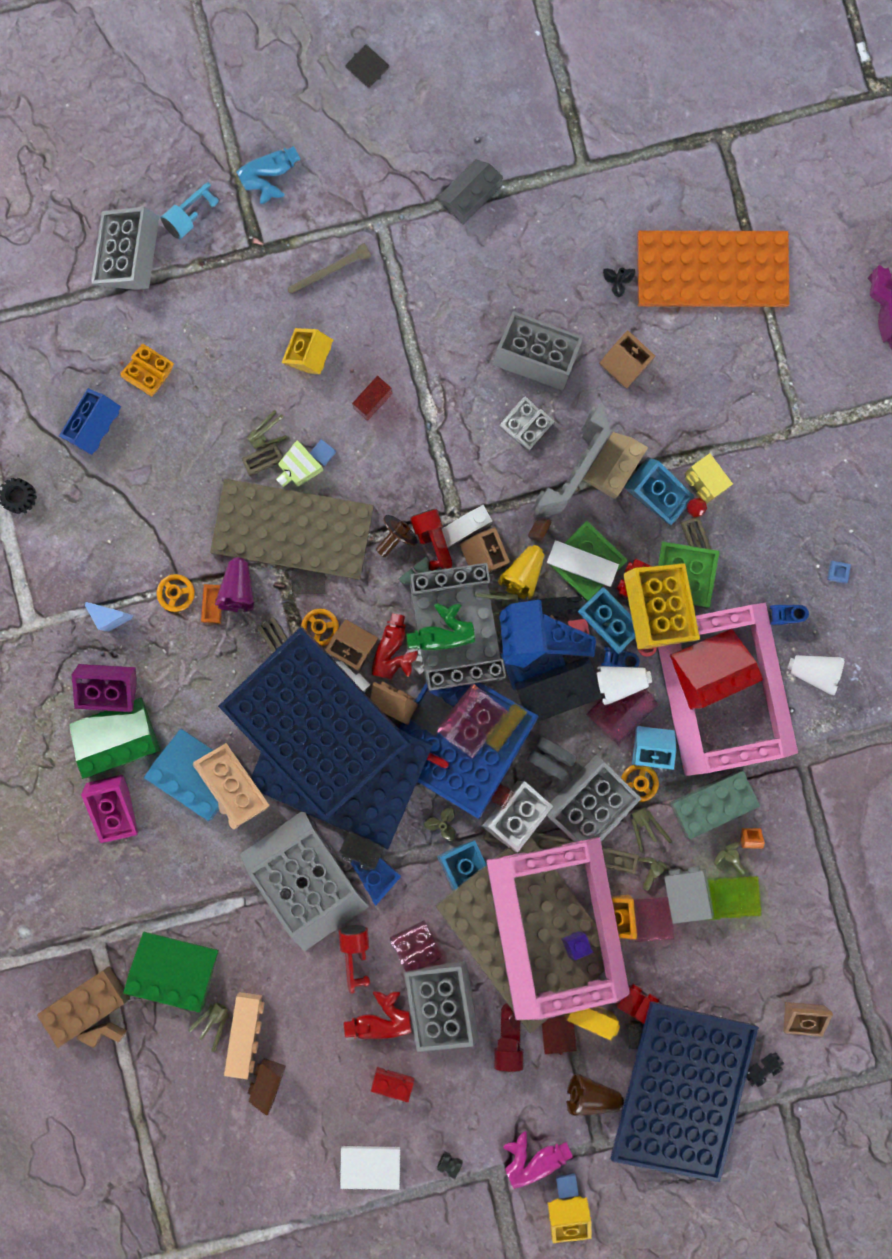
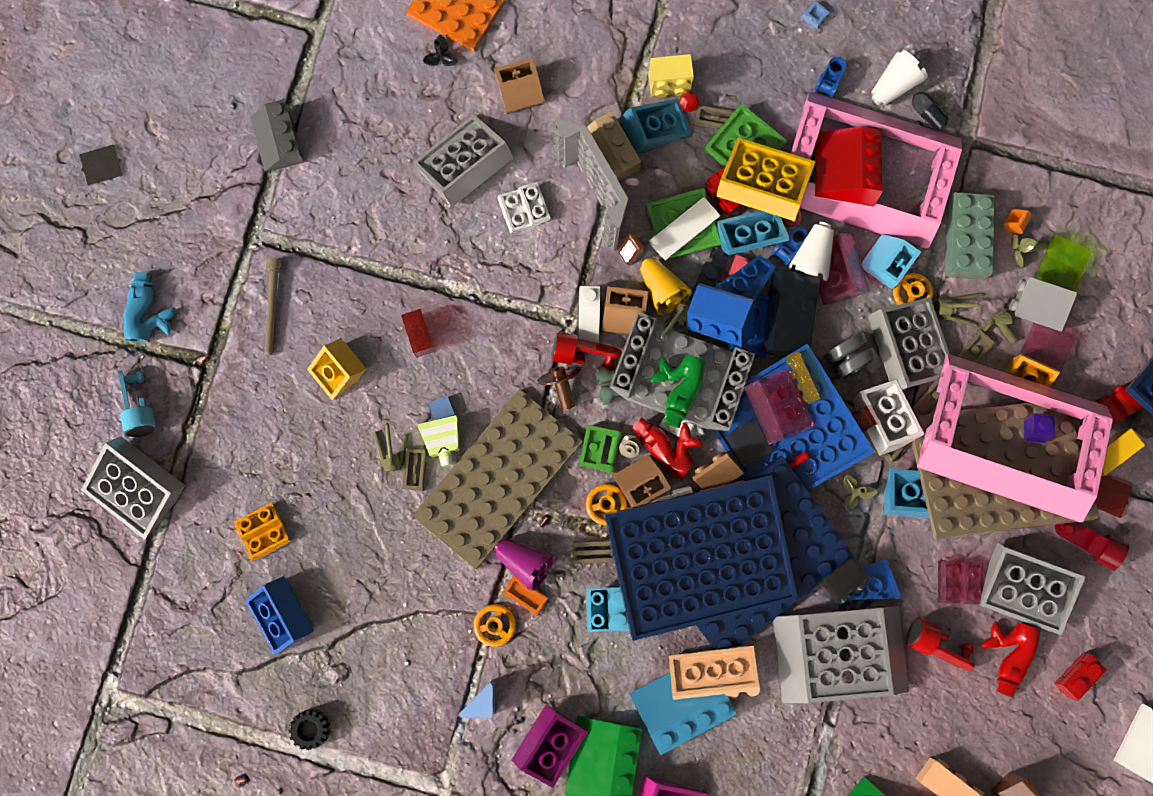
camera: 65 degrees left, 5 degrees down
(232, 671) = (605, 610): none -> medium azure slope
(360, 591) = (594, 445): none -> bright green plate
(376, 620) = (630, 446): none -> wheel
(807, 713) = (929, 110): none -> black arm

